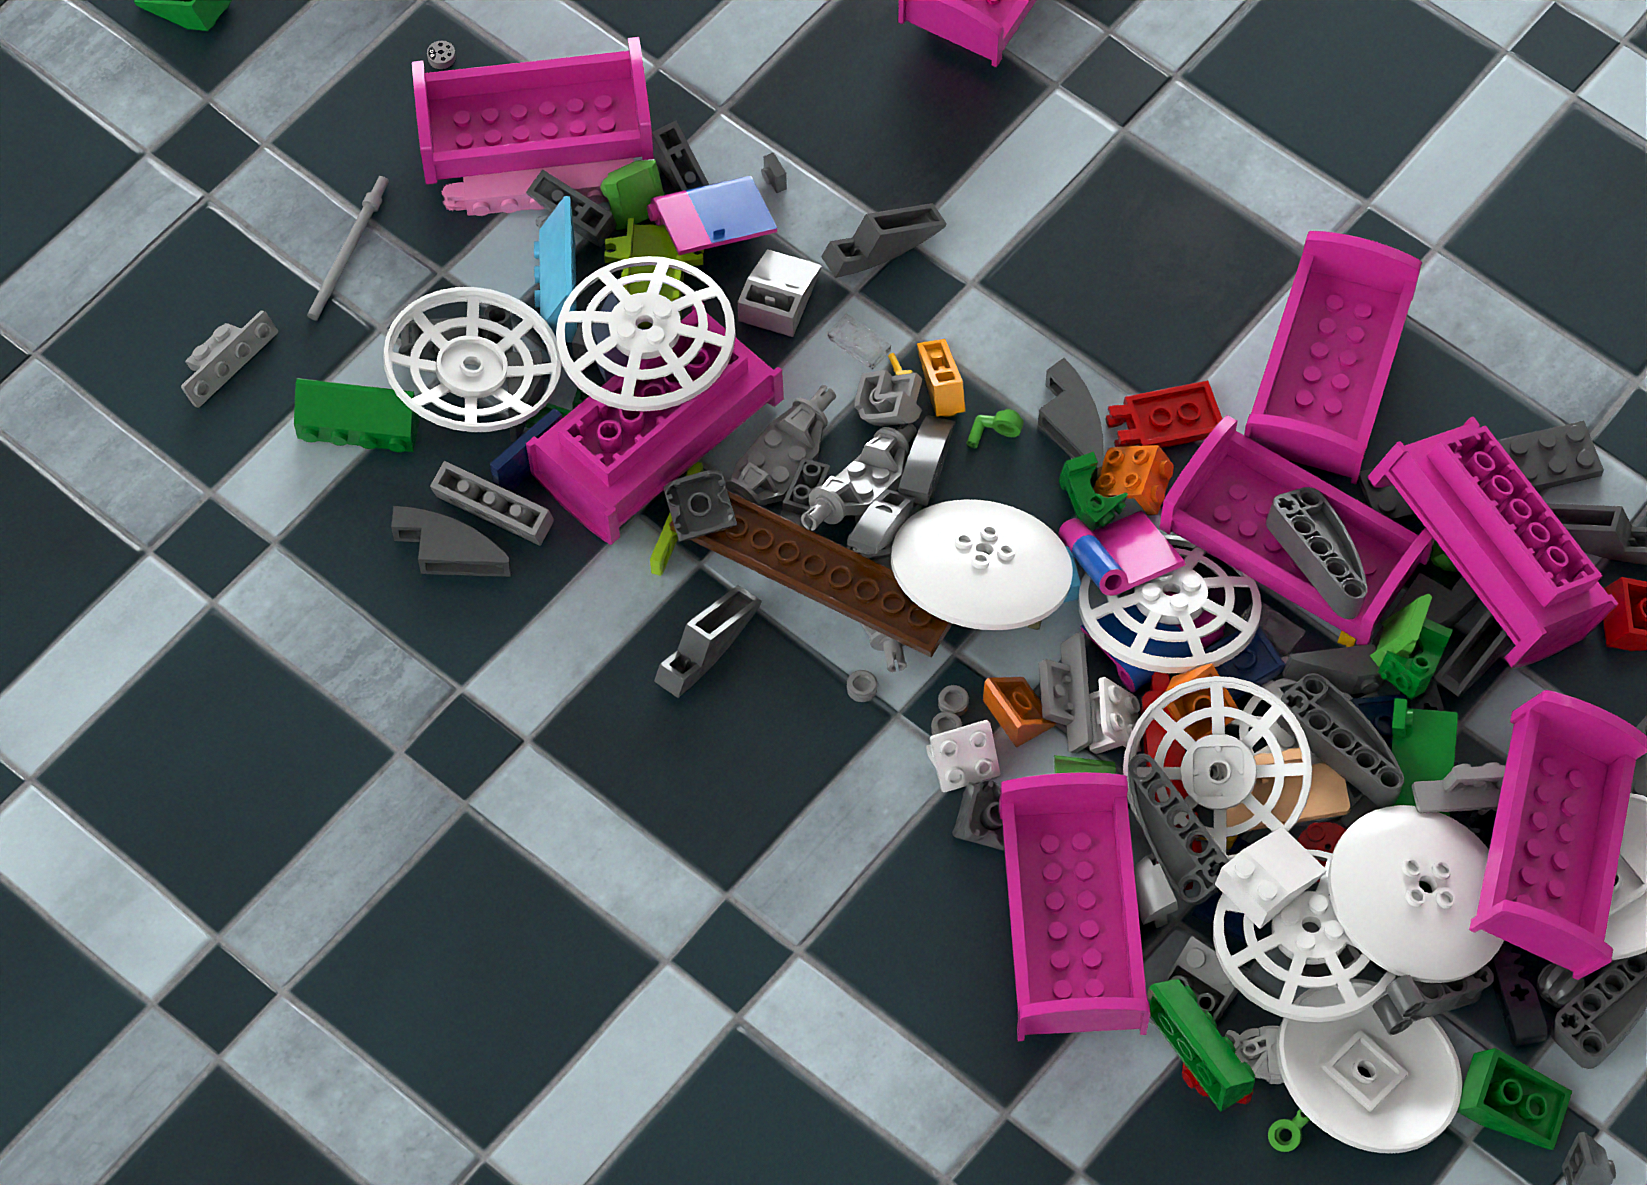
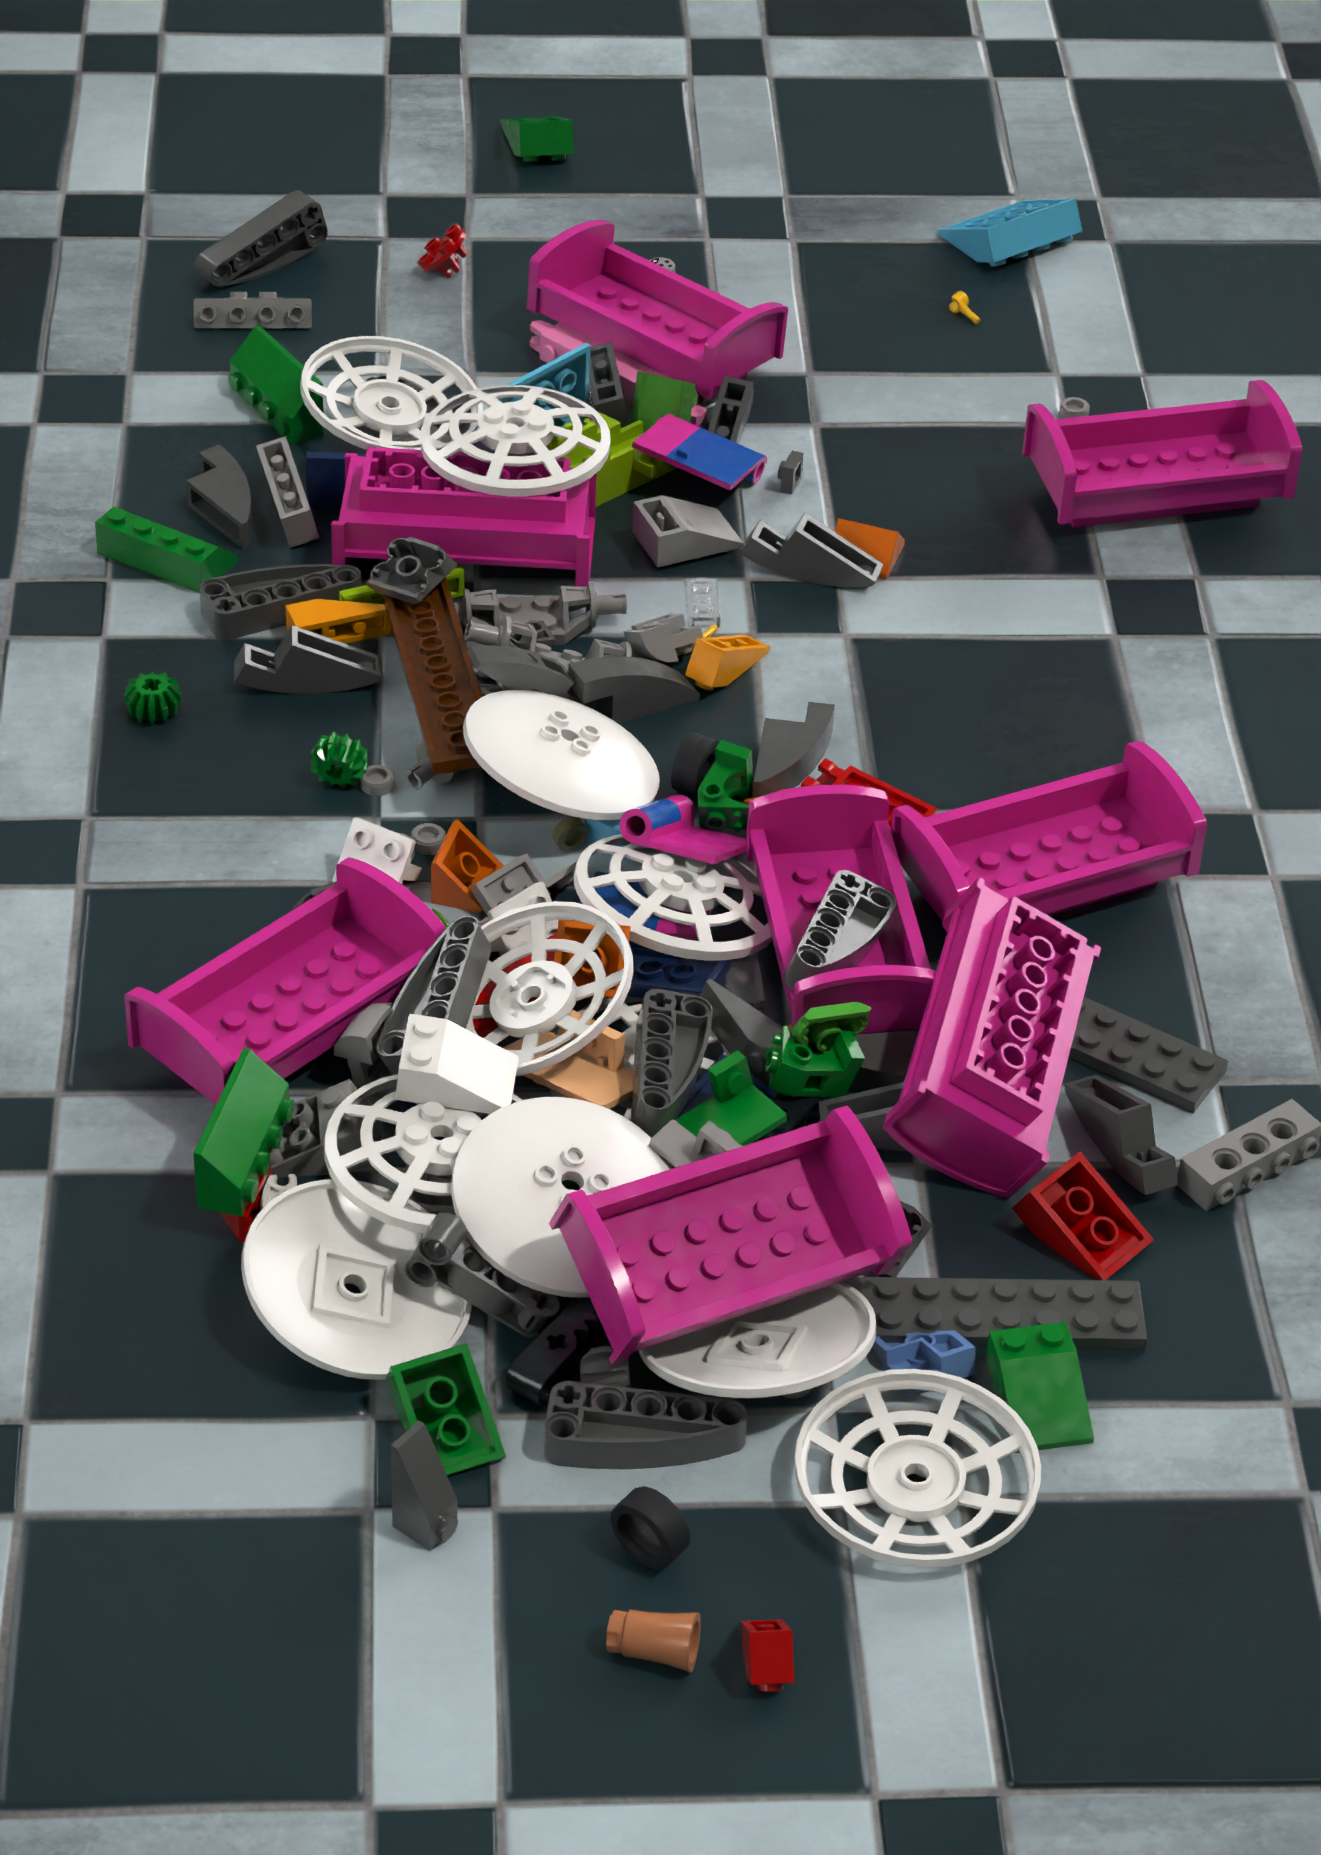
camera: 45 degrees right, 20 degrees down
(154, 287) = (265, 242): none -> dark grey beam
(283, 176) = (443, 252): none -> red plate
(370, 204) = (481, 306): light grey bar -> none
(472, 630) = (160, 549): none -> green slope
(592, 604) = (257, 598): none -> dark grey beam
(632, 763) = (152, 697): none -> green gear
(665, 588) = (339, 619): none -> light orange slope
(835, 697) = (339, 760): none -> green gear
(897, 190) = (877, 542): none -> orange slope
(1004, 422) = (732, 714): bright green plate -> none
(1045, 487) = (693, 763): none -> black tyre
(1294, 1126) = (227, 1274): bright green plate -> none

